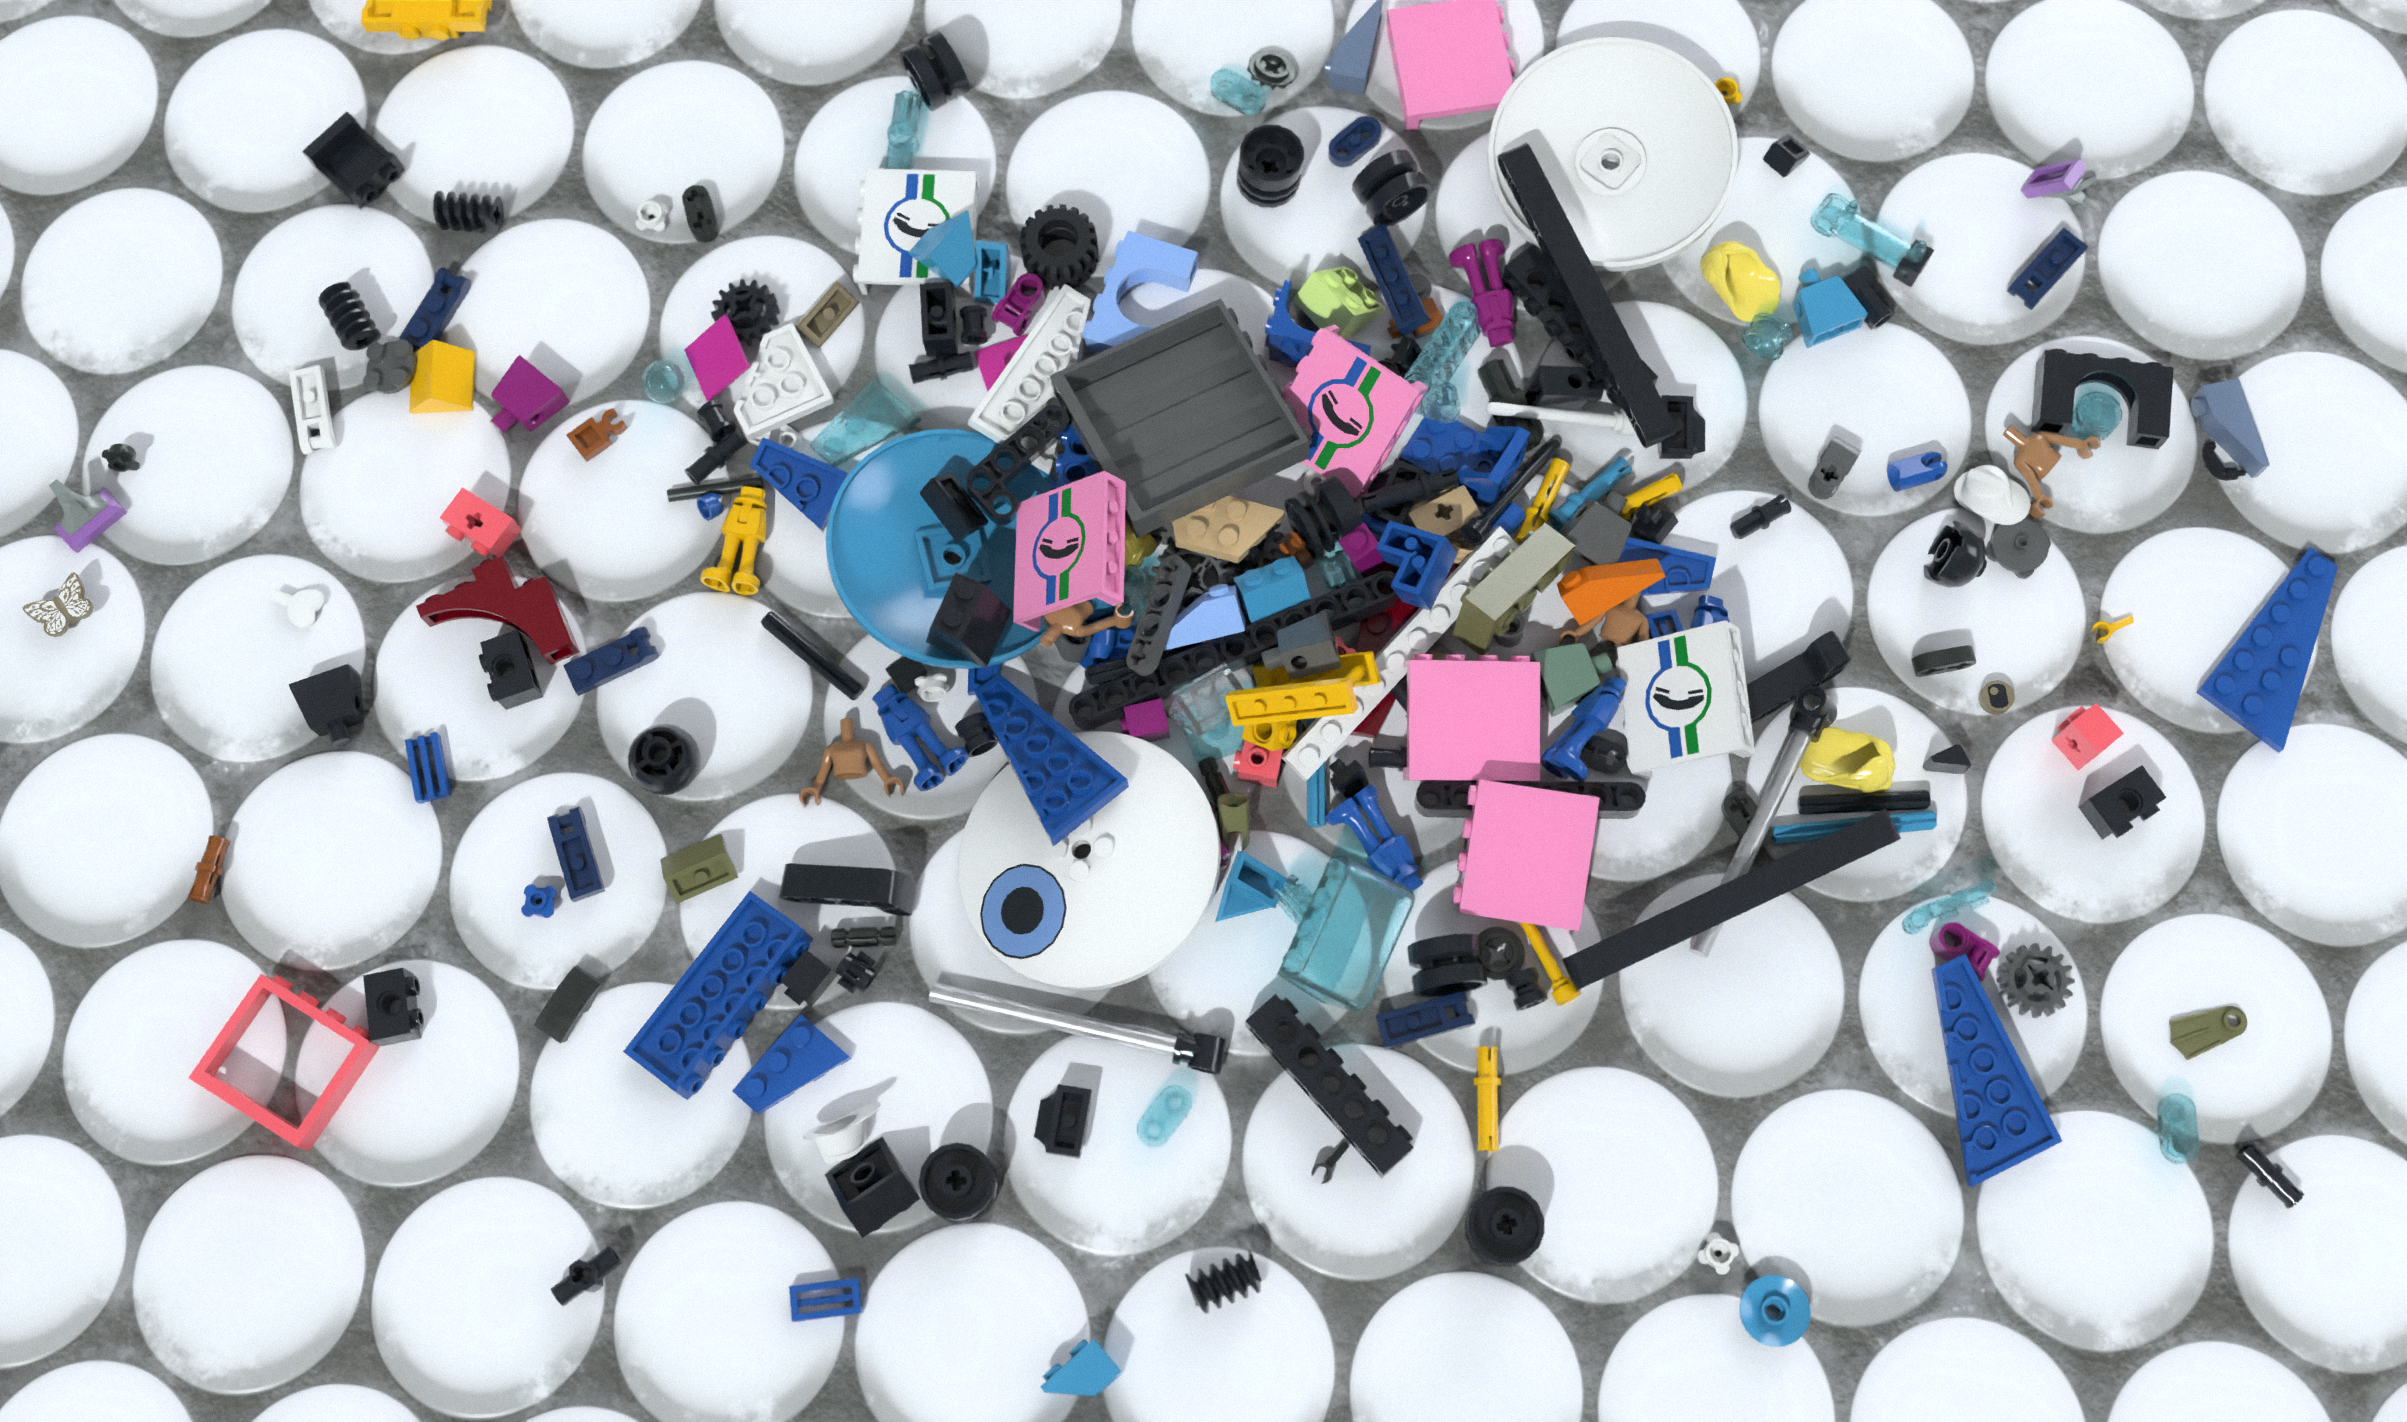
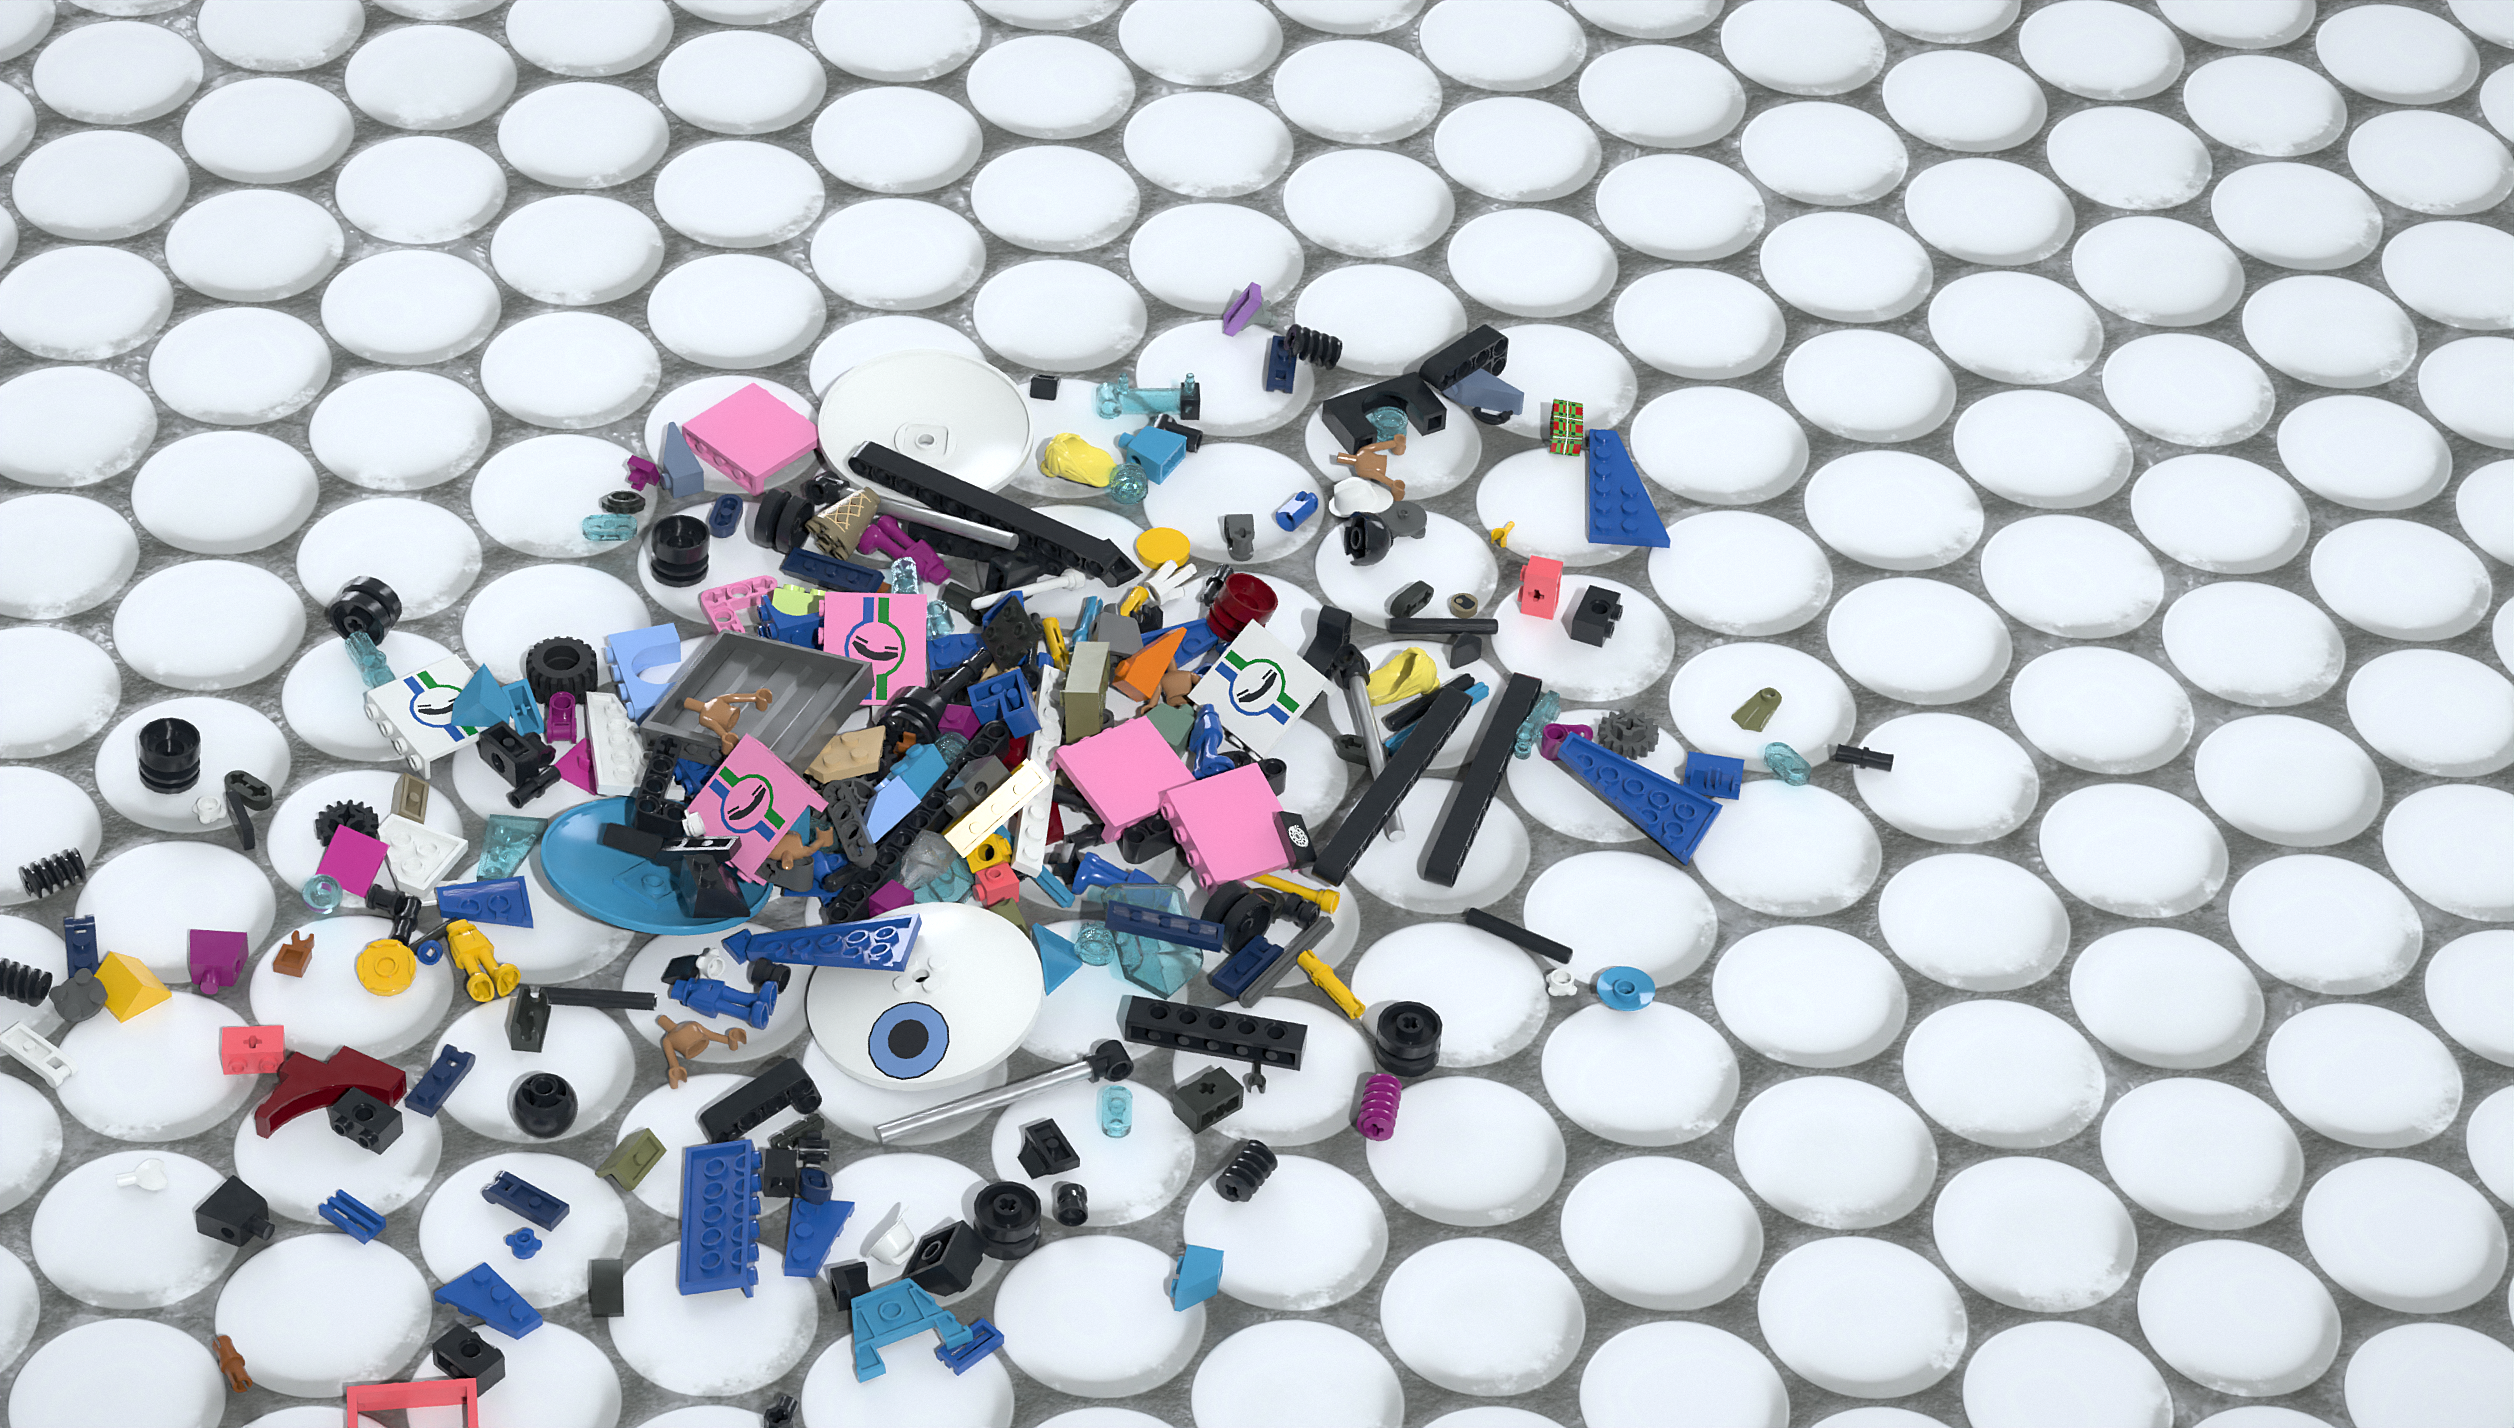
camera: 45 degrees left, 30 degrees down
(467, 947) = (491, 1299): none -> blue wing
(646, 124) = (169, 755): none -> black wheel
(658, 501) = (386, 967): none -> yellow tile
(663, 247) = (240, 820): none -> black tile
(731, 645) = (530, 1021): none -> pearl dark grey hinge
(770, 1157) = (847, 1283): none -> black panel
(780, 1218) = (894, 1315): none -> dark azure wing
(821, 1019) = (815, 1186): none -> dark blue plate
(991, 563) = (721, 847): none -> black plate
(1007, 530) = (693, 824): none -> white plate
(1038, 1200) = (1072, 1204): none -> black wheel
(1119, 420) = (722, 717): none -> medium nougat piece
(1270, 253) = (726, 608): none -> bright pink beam
(1274, 1173) = (1208, 1100): none -> pearl dark grey brick
(1314, 43) = (642, 473): none -> magenta tile
(1345, 953) = (1164, 926): none -> dark blue plate
(1410, 1291) = (1379, 1107): none -> magenta piece
(1446, 226) = (844, 523): none -> dark tan cone
(1467, 1039) = (1285, 962): none -> dark grey axle
(1472, 168) = (831, 489): none -> flat silver piece
(1481, 479) = (1011, 635): none -> pearl dark grey hinge
(1575, 912) = (1295, 840): none -> black slope
(1714, 485) = (1163, 582): none -> white rock
(1723, 1163) = (1519, 935): none -> black axle
(1745, 435) = (1160, 545): none -> yellow tile
(1750, 575) = (1238, 602): none -> dark red wheel
(1839, 940) = (1482, 781): none -> black beam
(1954, 712) = (1442, 626): none -> black axle
(2088, 1089) = (1714, 775): none -> blue hinge
(2090, 270) = (1313, 345): none -> black piece
(2267, 383) = (1479, 349): none -> black beam
(2284, 532) = (1566, 427): none -> piece

